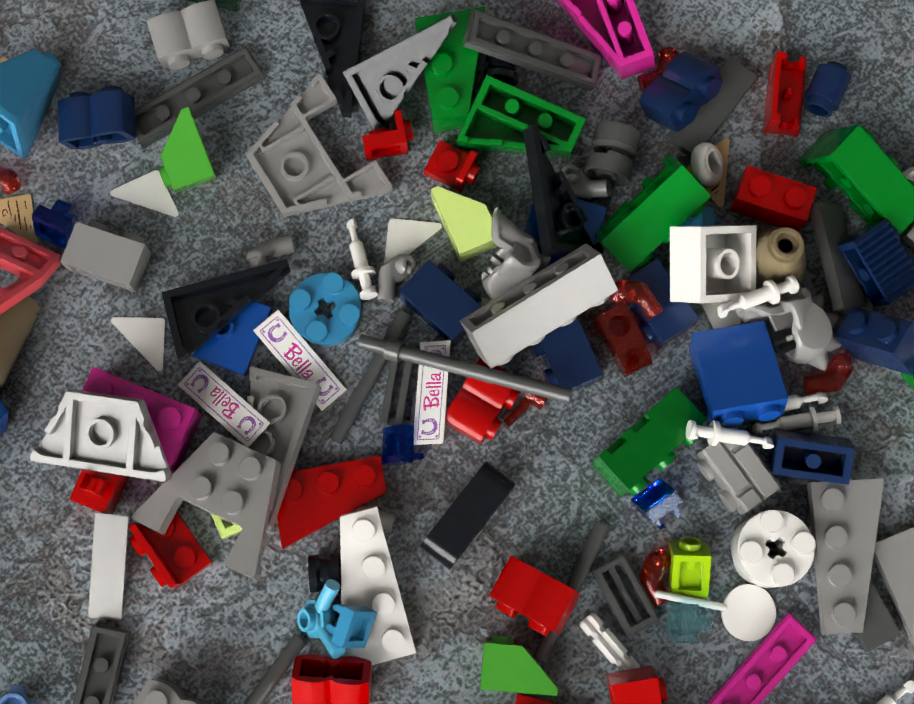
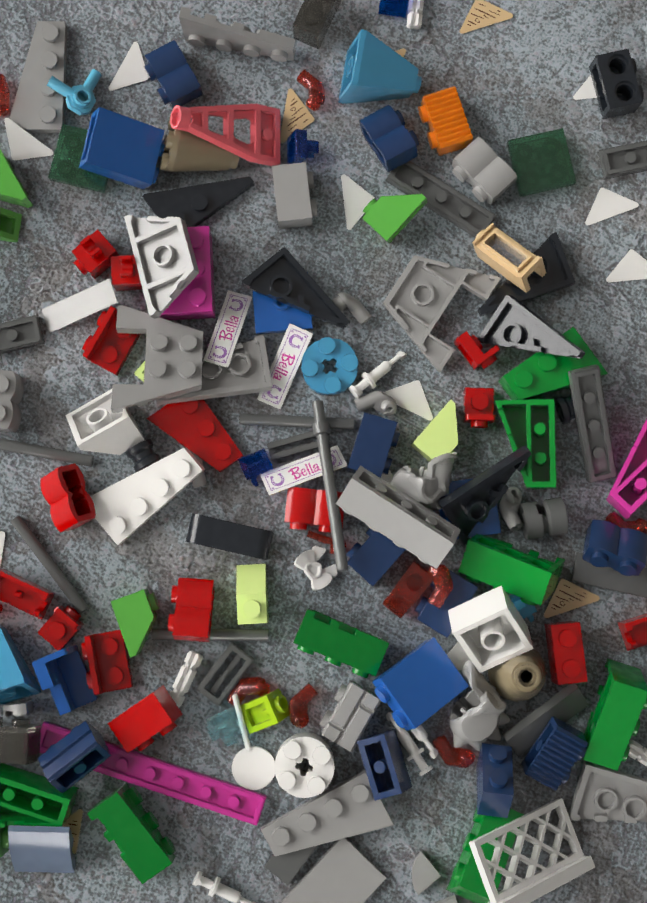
camera: 65 degrees right, 5 degrees up
(54, 371) = (197, 202): none -> black wing
(56, 519) = (94, 254): none -> red brick
(110, 49) = (446, 121): none -> orange brick
(145, 335) = (252, 250): white sticker -> none
(266, 607) = (101, 430): none -> white slope
(300, 52) = (507, 256): none -> tan window
(317, 614) = (109, 467): medium azure piece -> none
(352, 626) = (112, 492): dark azure tile -> none
(540, 438) = (308, 562): none -> white piece
(547, 519) = (252, 594): none -> yellowish green slope
(657, 501) = (300, 667): clear blue tile -> none
(700, 526) = (298, 706): none -> clear red arm
(707, 164) = (569, 592): white piece -> none
(716, 434) = (366, 687): white piece -> none
(769, 292) = (487, 680): white piece -> none

